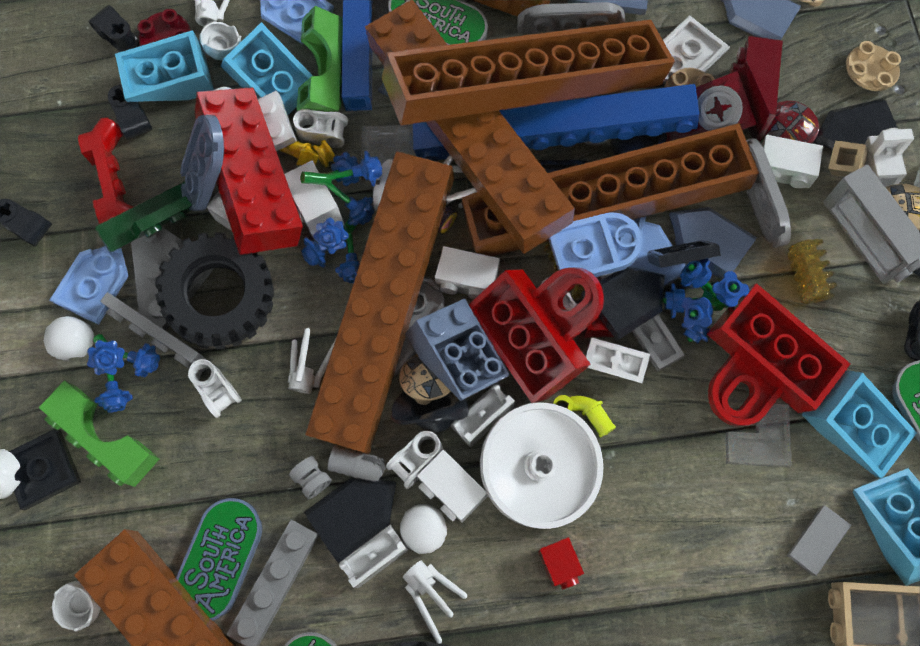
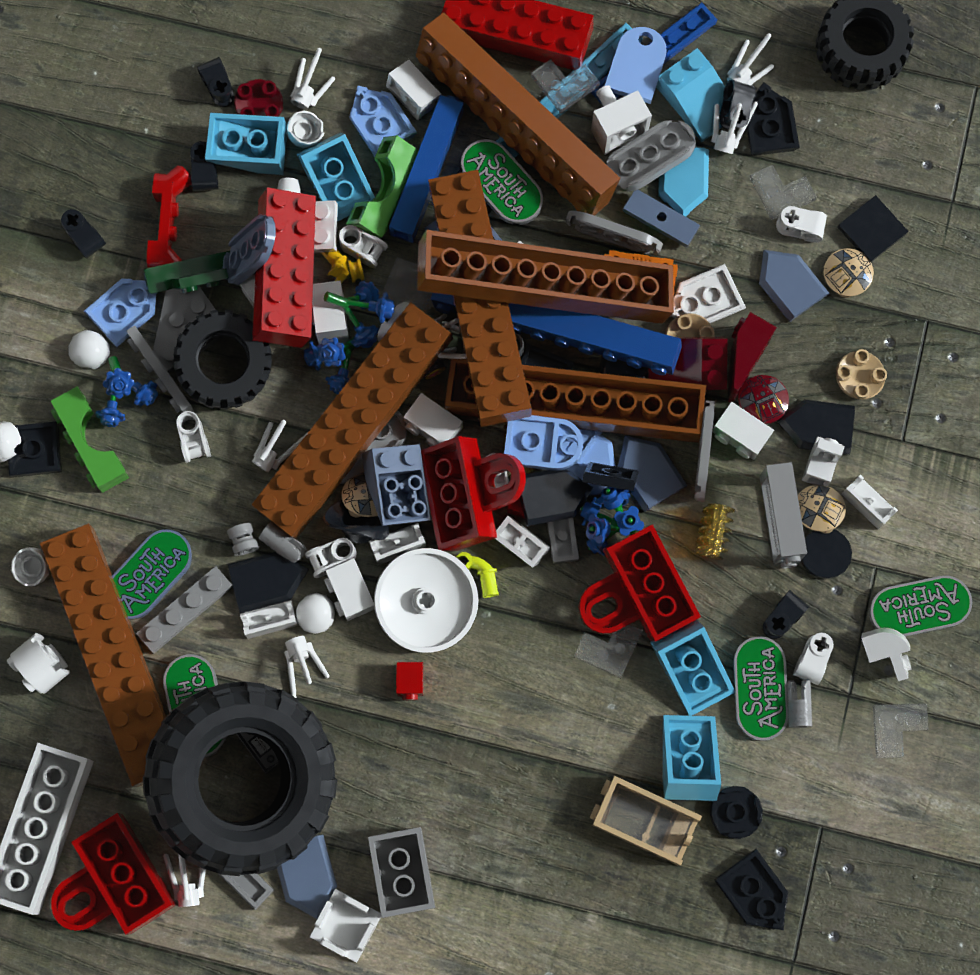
camera: 15 degrees right, 5 degrees up
(725, 96) = (688, 373): light grey gear -> none
(818, 540) = (617, 742): light grey tile -> none
(847, 158) = (790, 449): tan brick -> none

